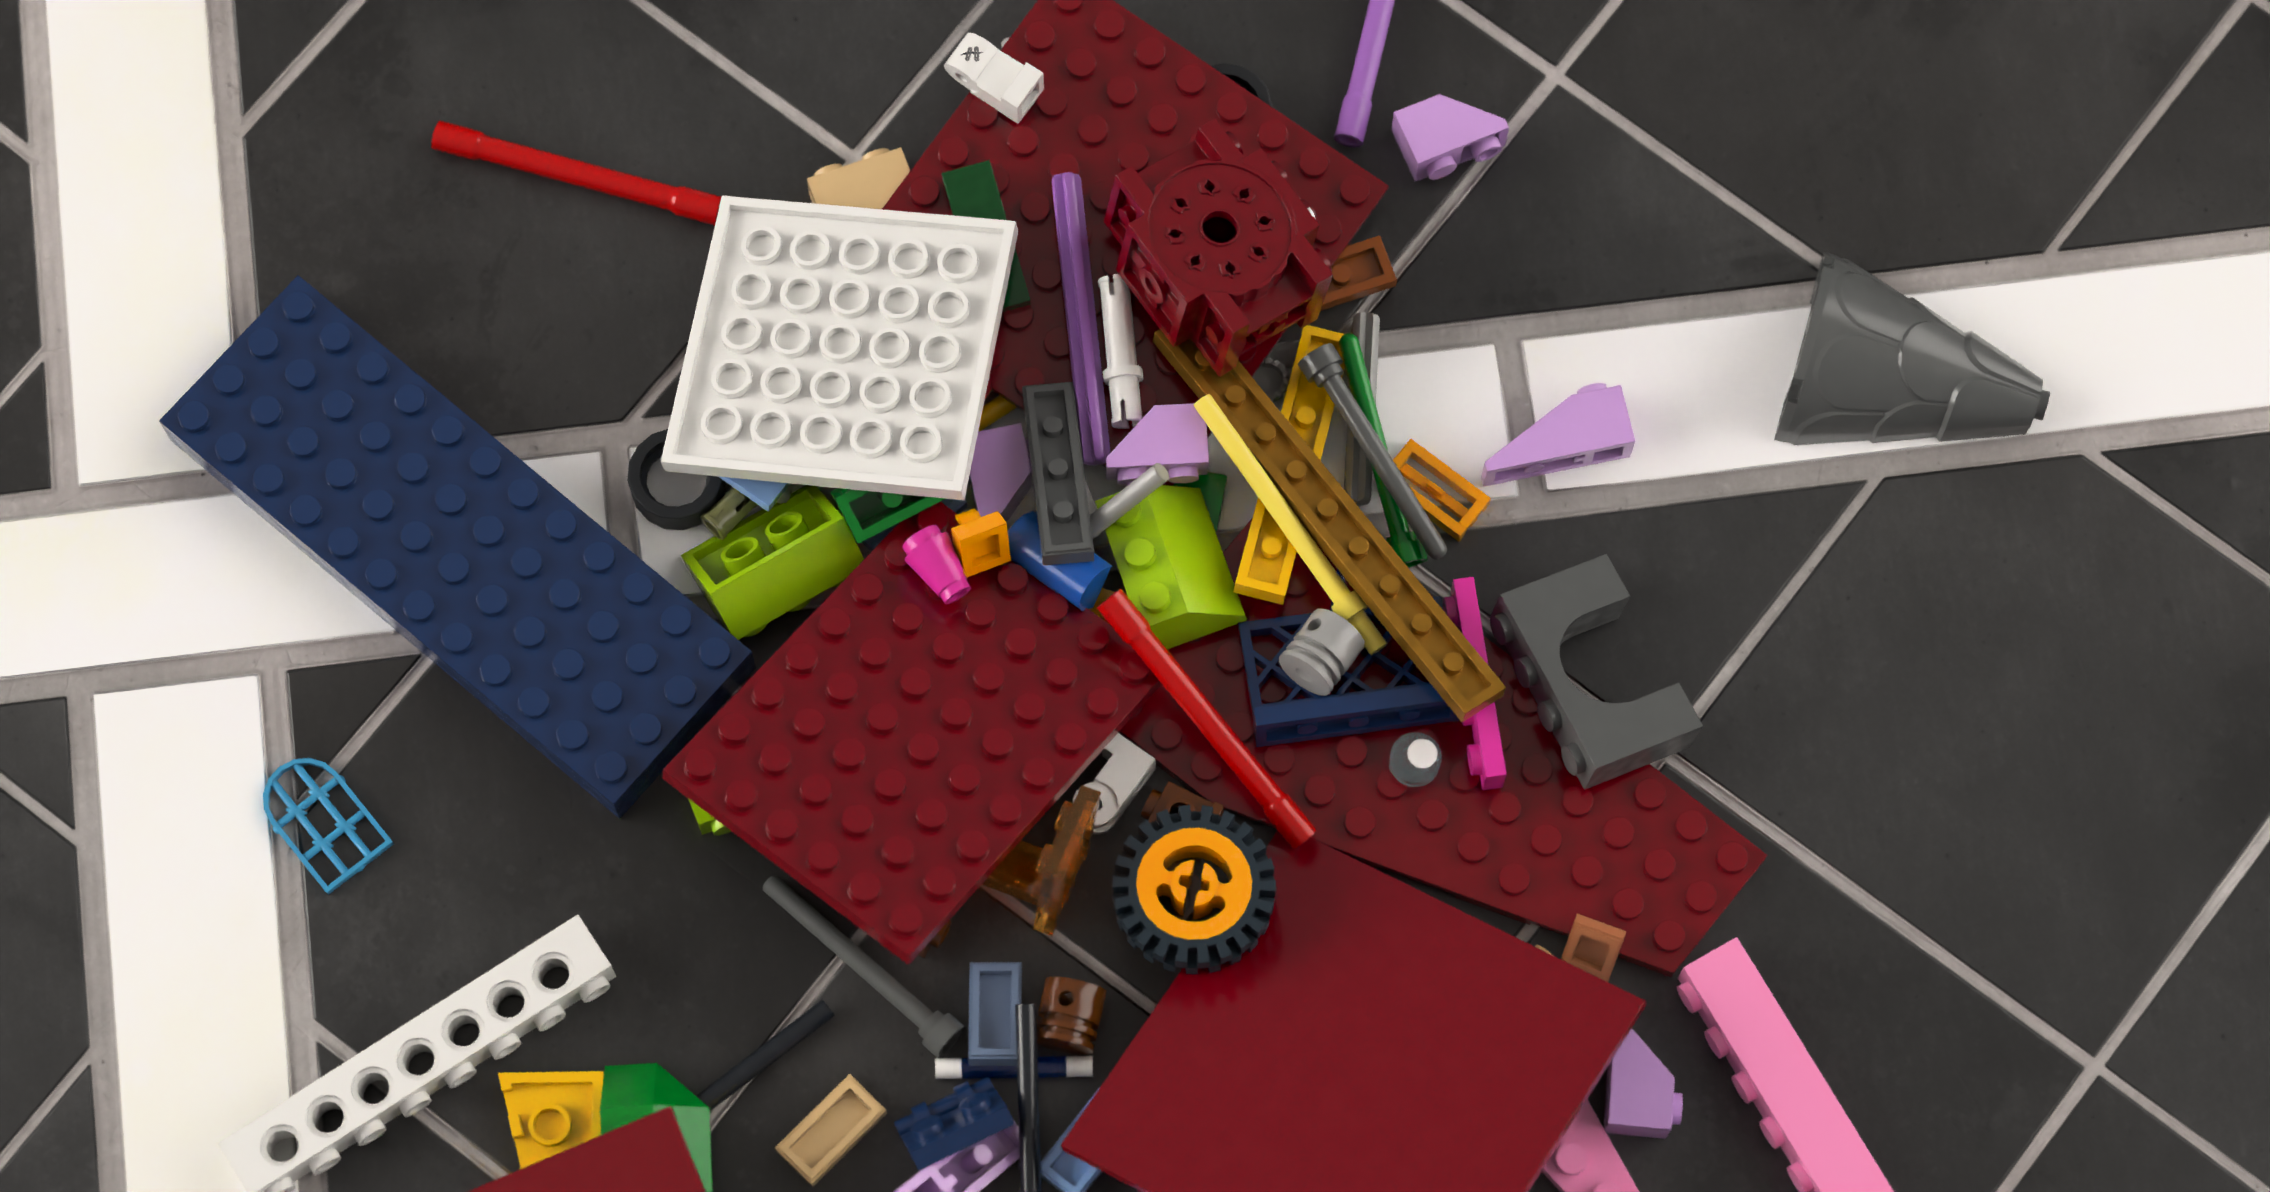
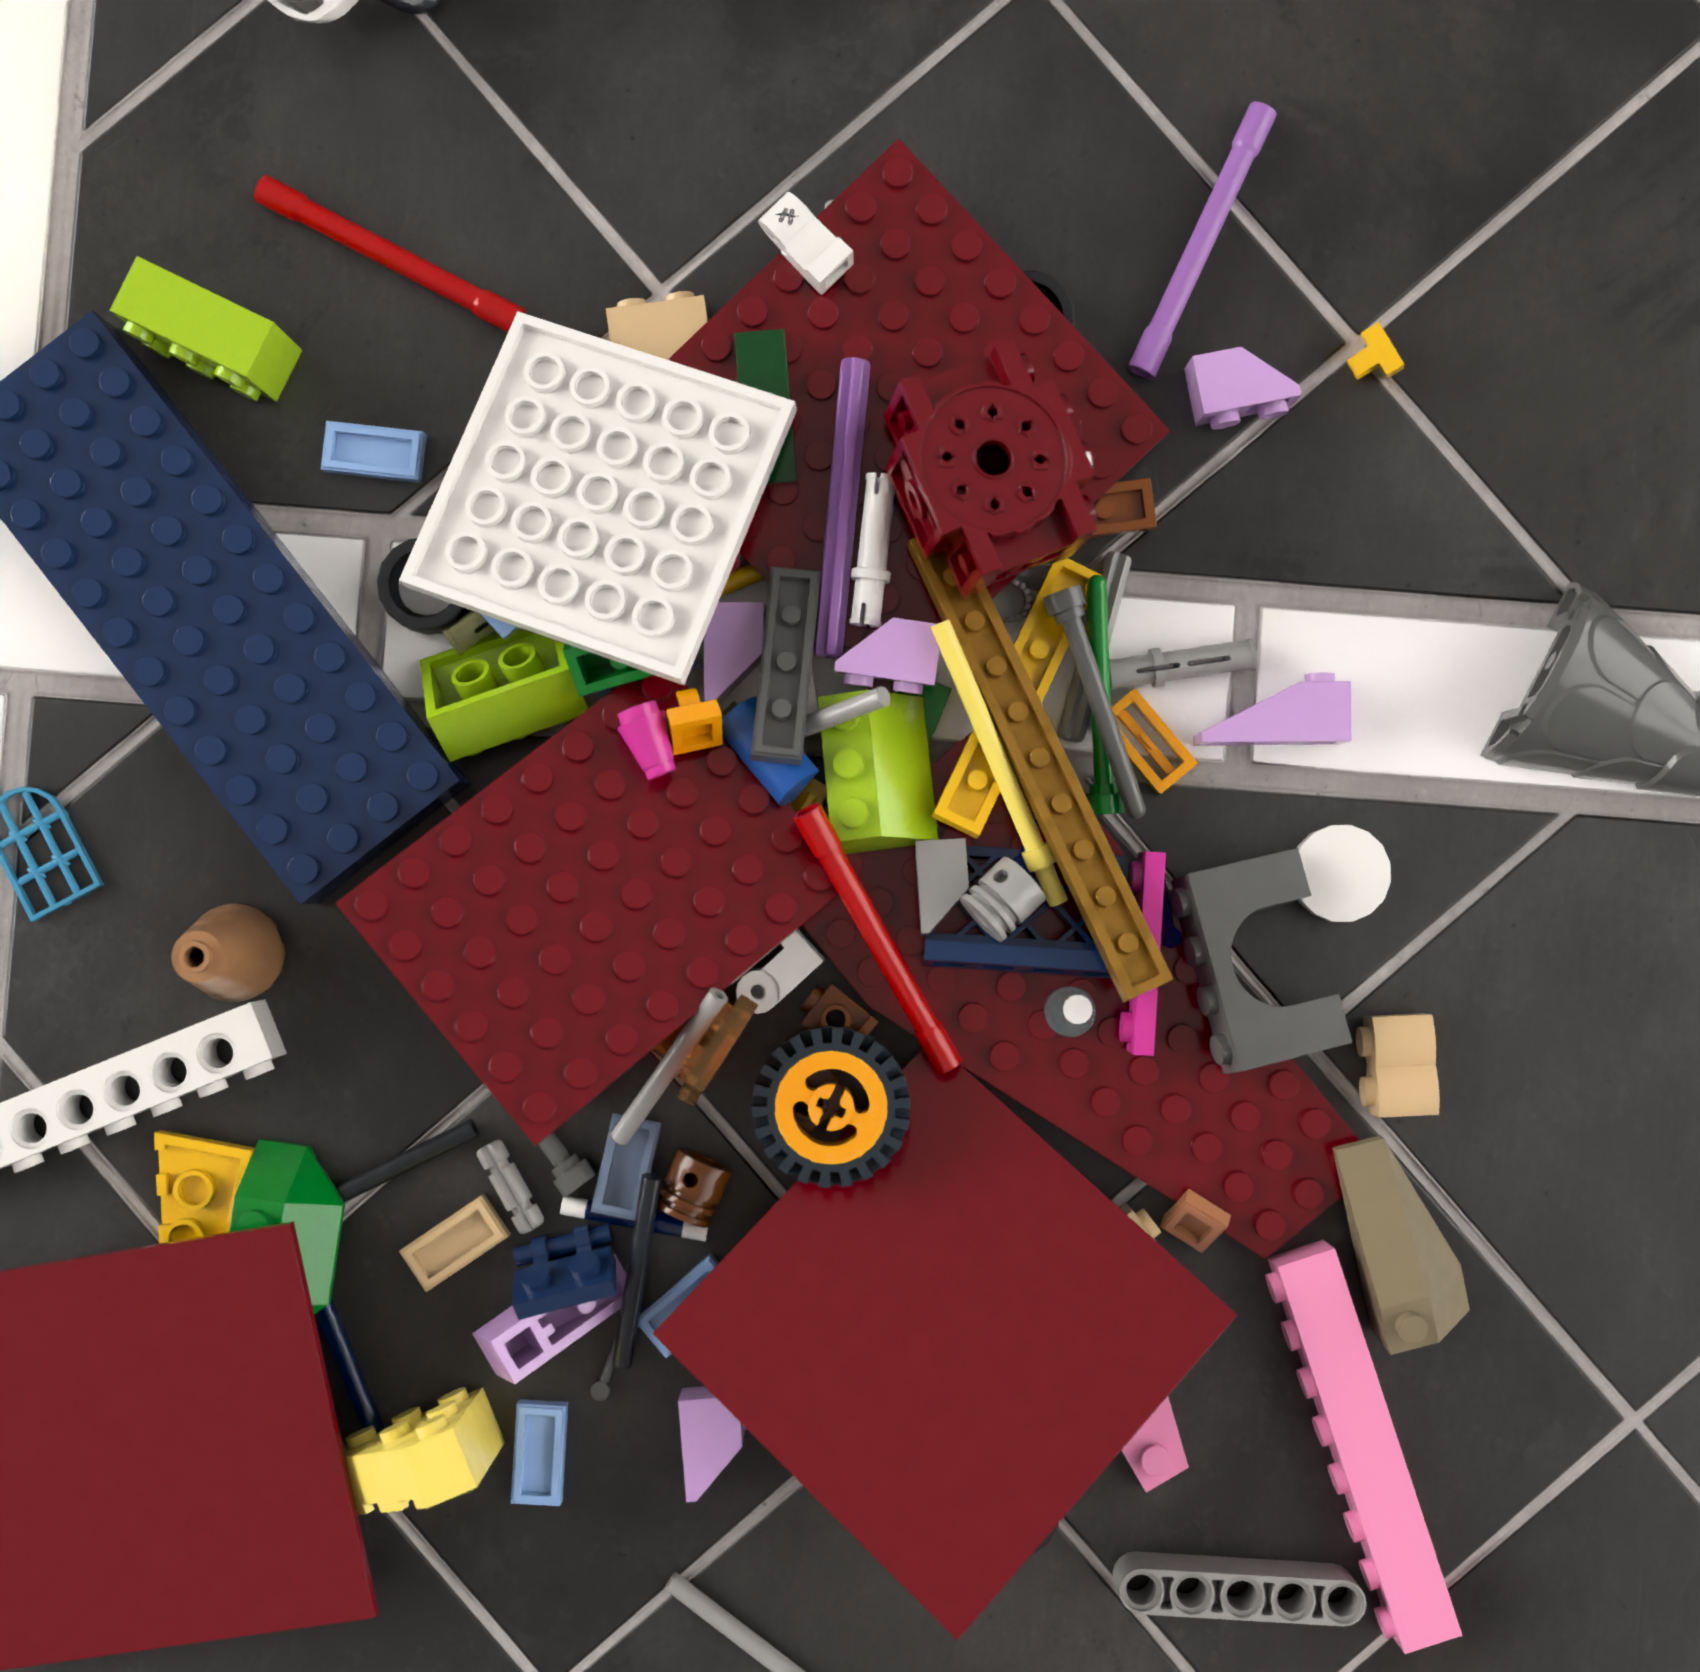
camera: 15 degrees right, 15 degrees up
(414, 274) = (205, 331): none -> lime brick
(543, 881) = (230, 953): none -> medium nougat cone
(595, 363) = (373, 451): none -> light blue tile
(878, 1059) = (510, 1186): none -> light grey axle
(1020, 886) = (669, 1066): none -> light grey piece
(1255, 650) = (940, 878): none -> light grey tile
(1500, 665) = (1170, 936): none -> clear blue hinge
(1503, 391) = (1237, 657): none -> light grey pin
(1575, 79) = (1377, 354): none -> yellow tile
(1640, 1093) = (1214, 1381): lavender slope -> none
(1664, 578) = (1344, 873): none -> white tile
(1762, 750) = (1399, 1065): none -> tan brick
(1810, 938) = (1403, 1261): none -> dark tan wedge

